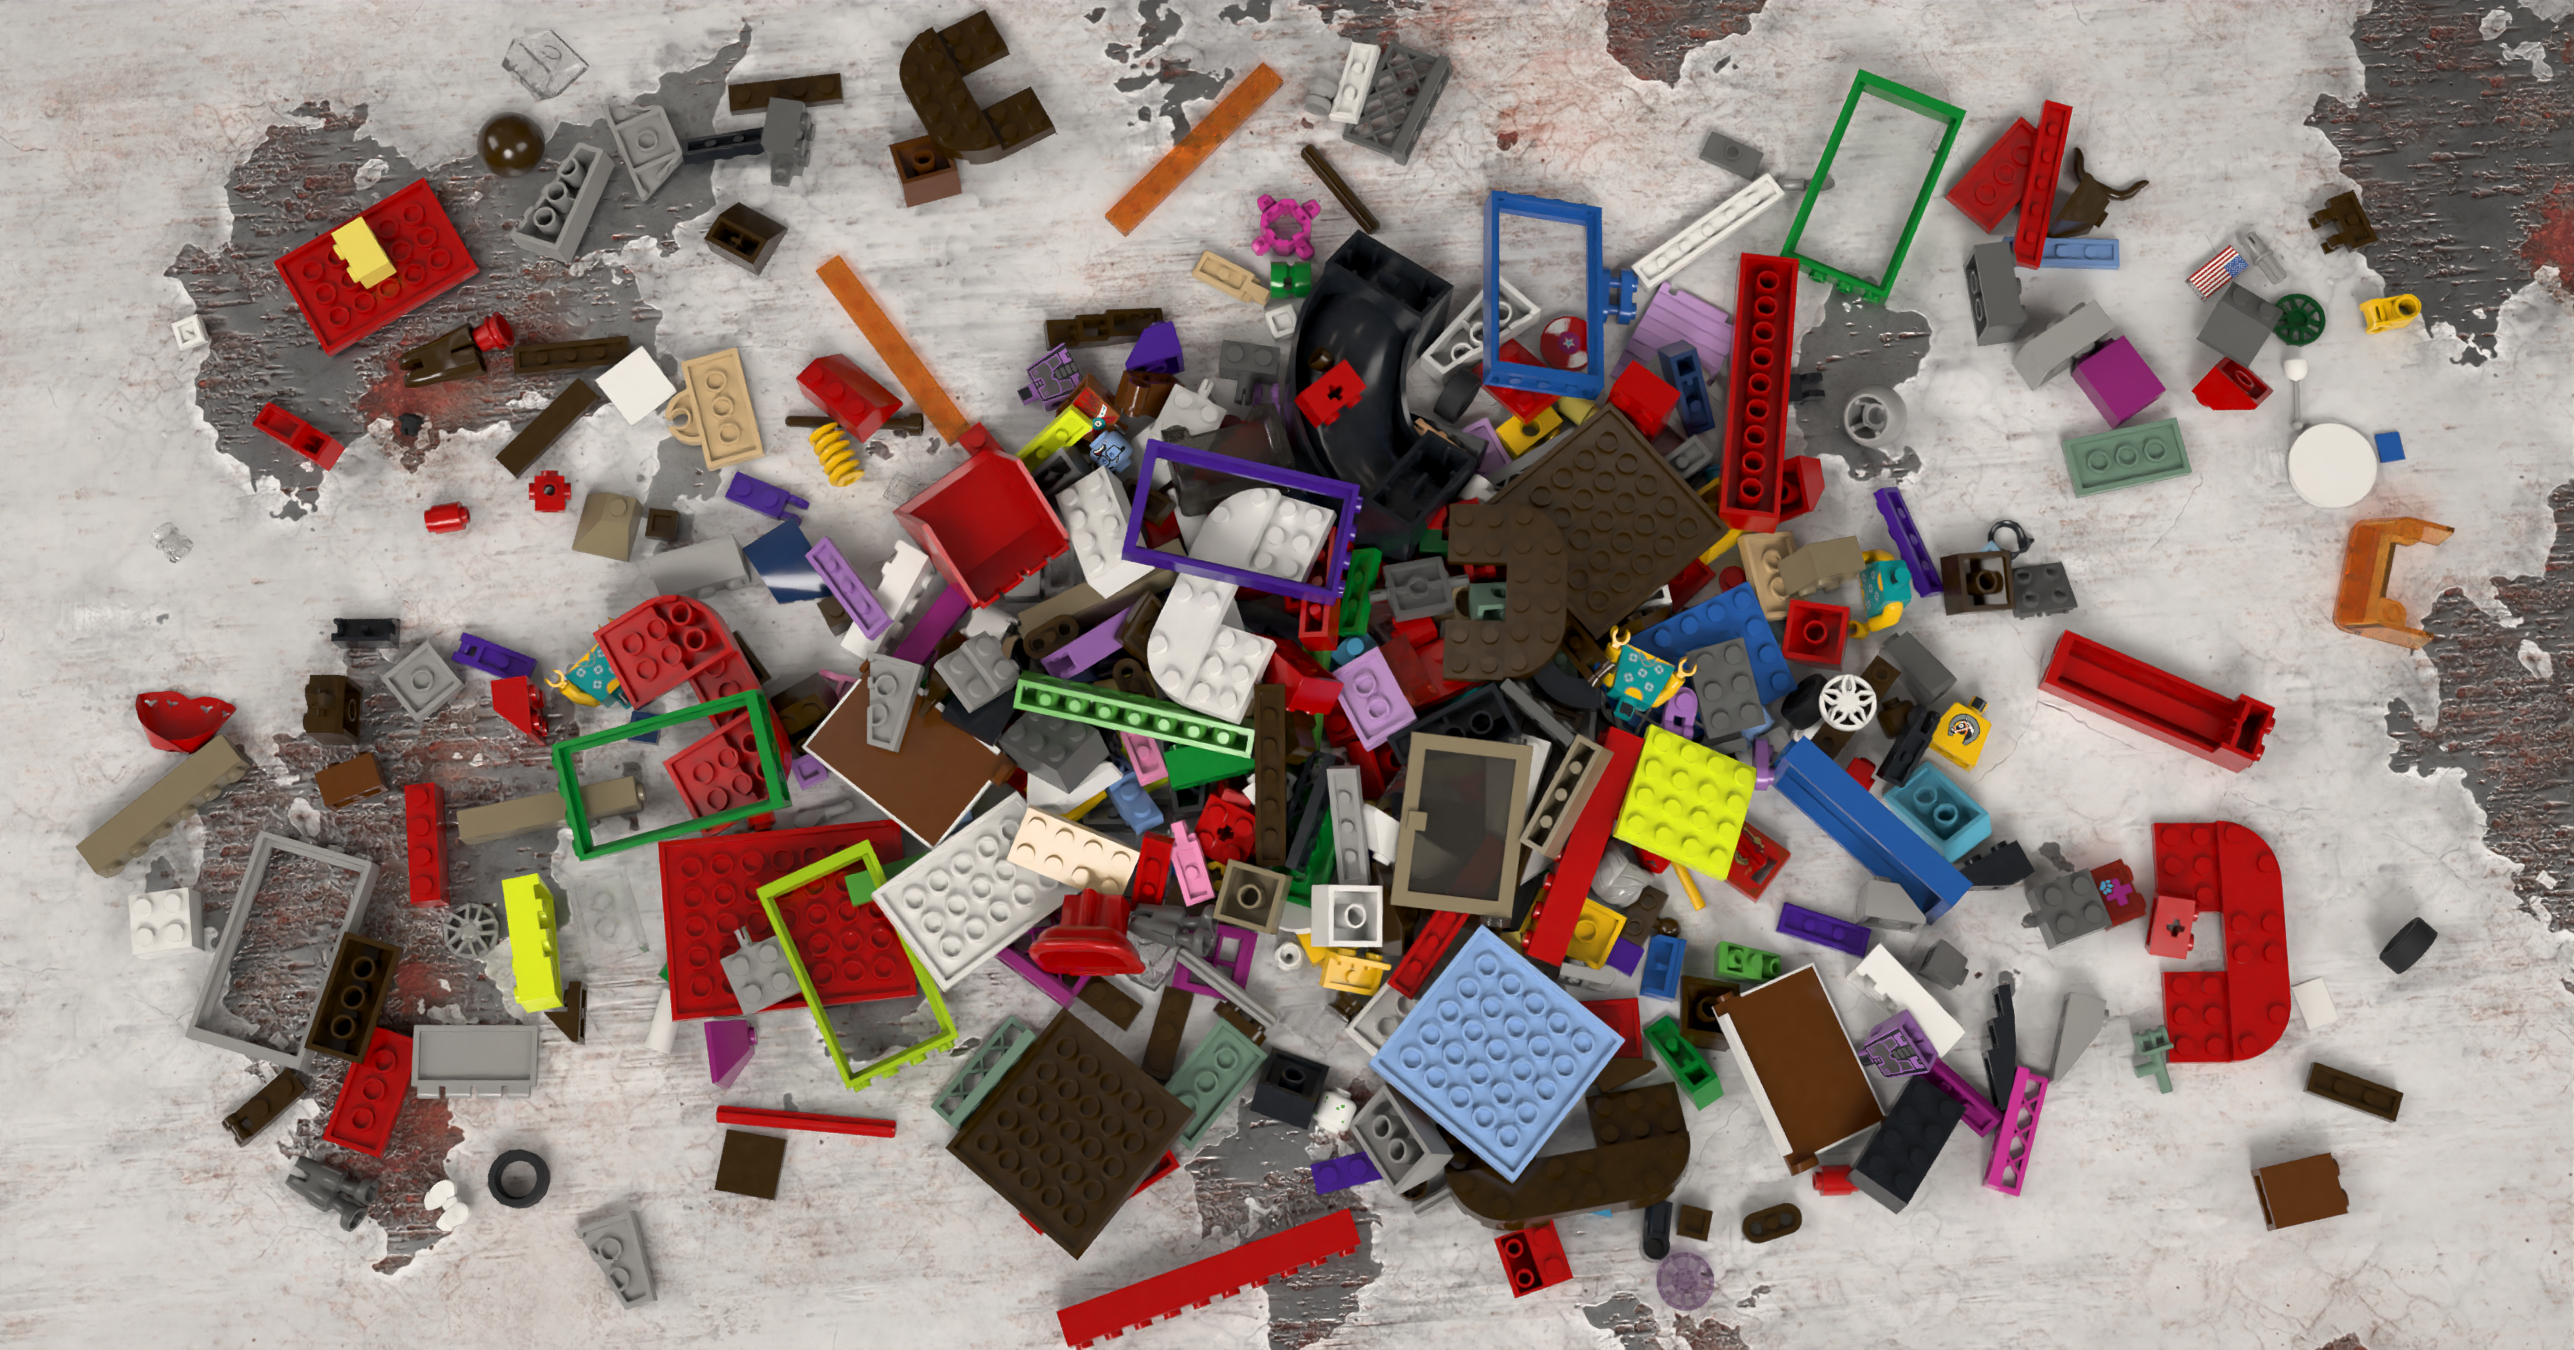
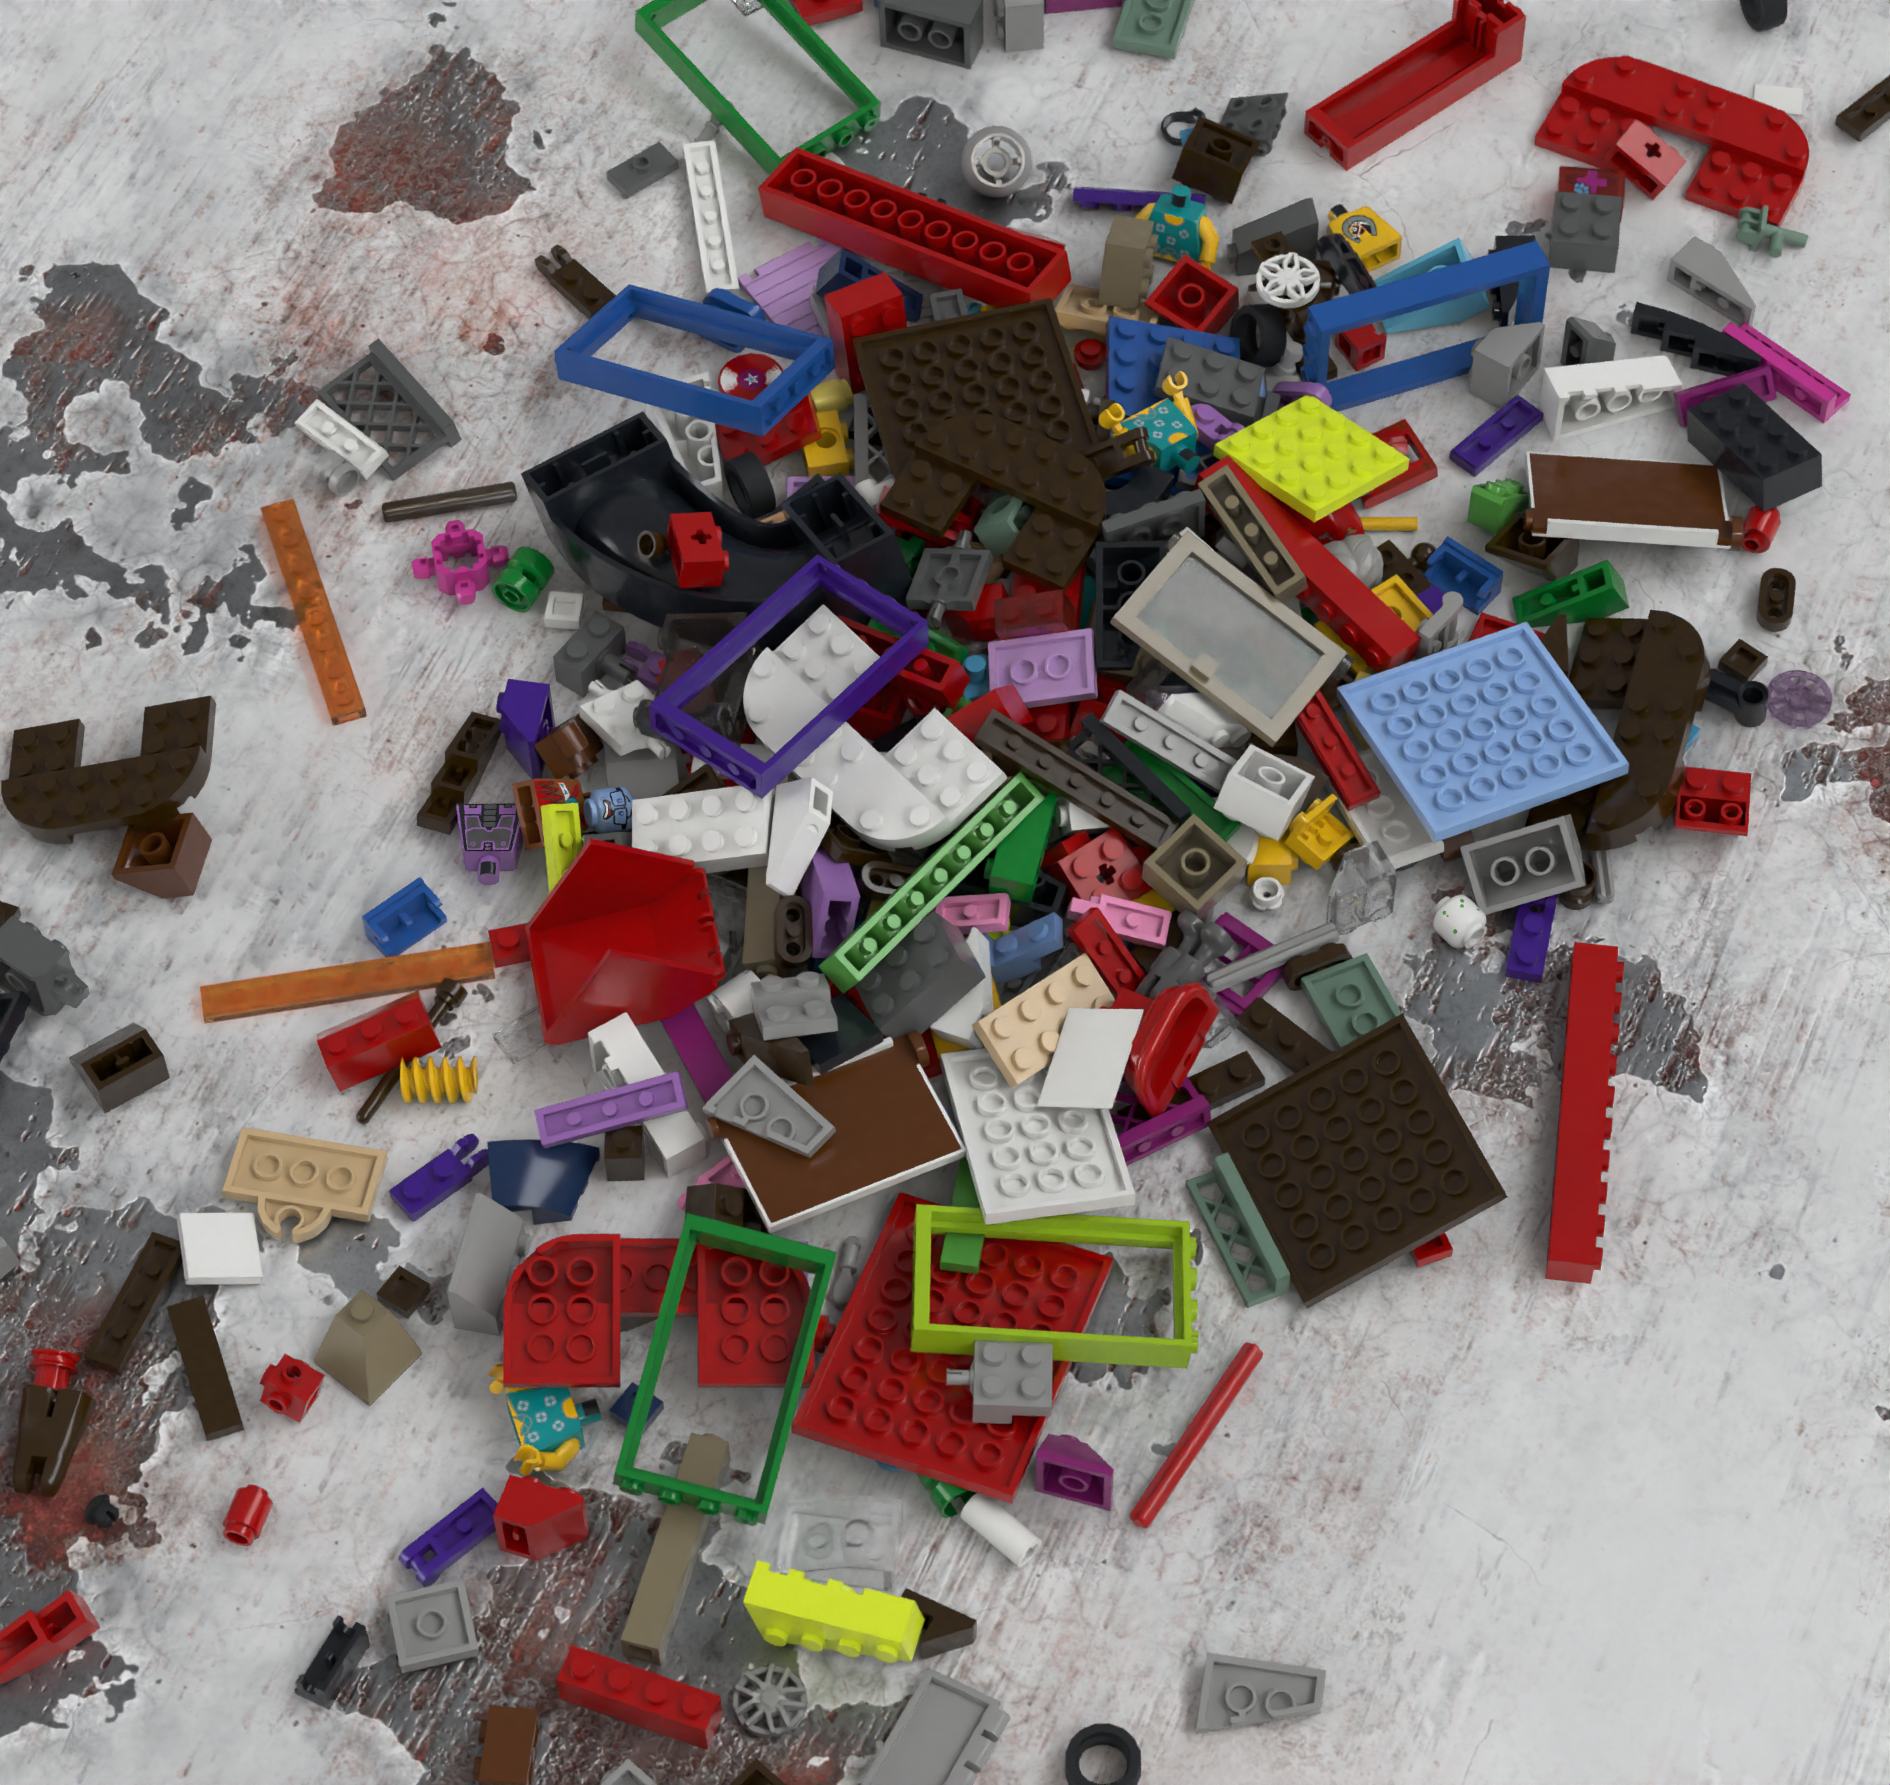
camera: 65 degrees left, 20 degrees down
(333, 710) = (412, 1727): dark brown hinge -> none
(751, 1164) = (1216, 1513): dark brown tile -> none
(959, 359) = (404, 919): none -> blue hinge
(1042, 902) = (1090, 1058): none -> white sticker
(1118, 597) = (798, 826): none -> white slope
(1230, 279) = (483, 635): tan hinge -> none
(1289, 1088) = (1416, 950): black slope -> none
(1593, 169) = (574, 282): none -> dark brown hinge
(1898, 1047) = (1653, 413): torso -> none

